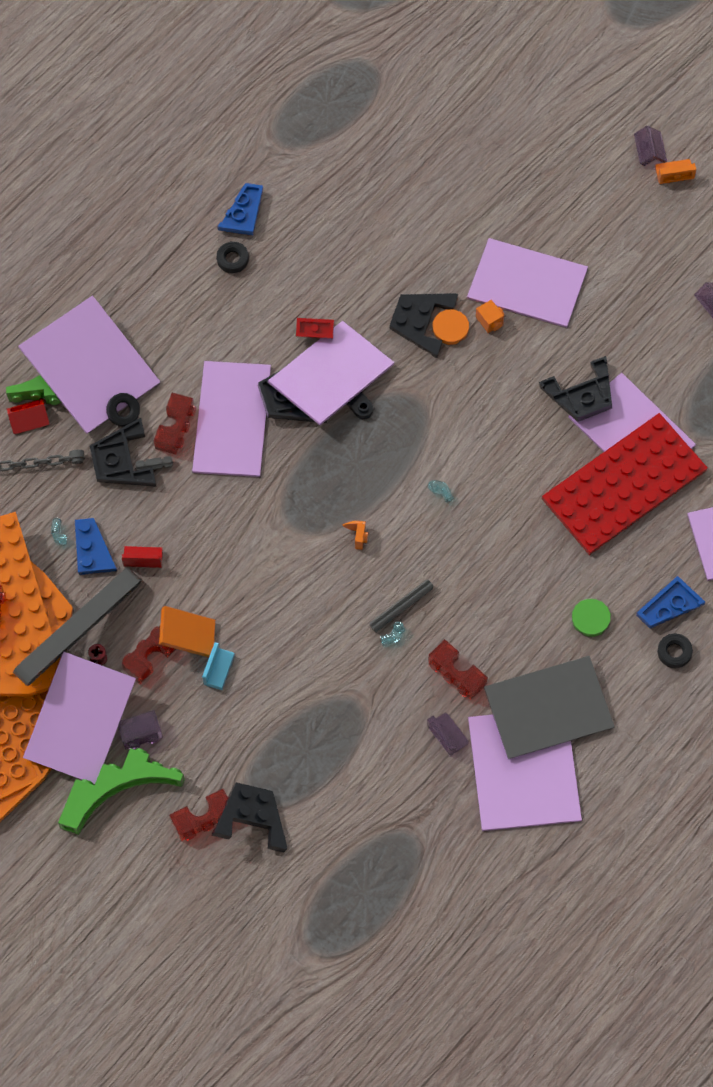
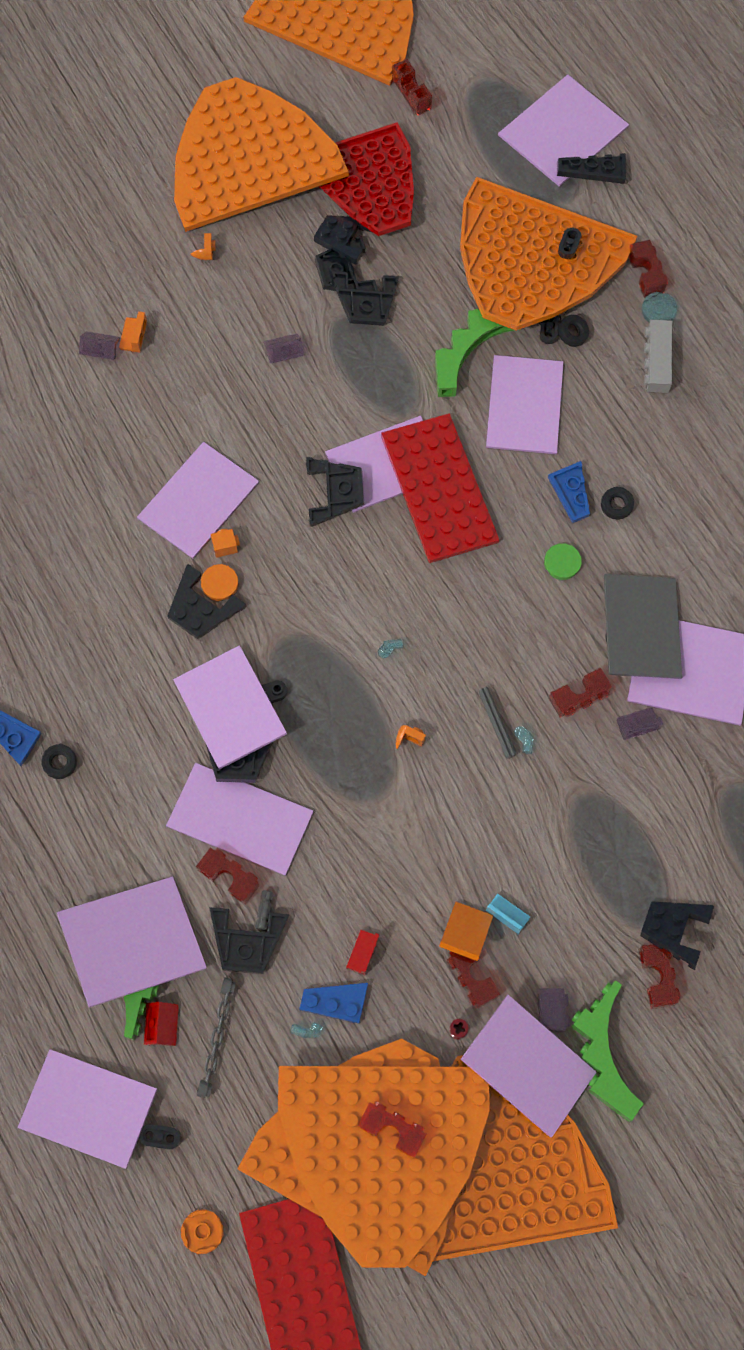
camera: 75 degrees left, 5 degrees up
(77, 626) = (433, 1039): dark grey beam -> none
(112, 413) = (199, 912): black tyre -> none
(315, 328) = (174, 705): red panel -> none

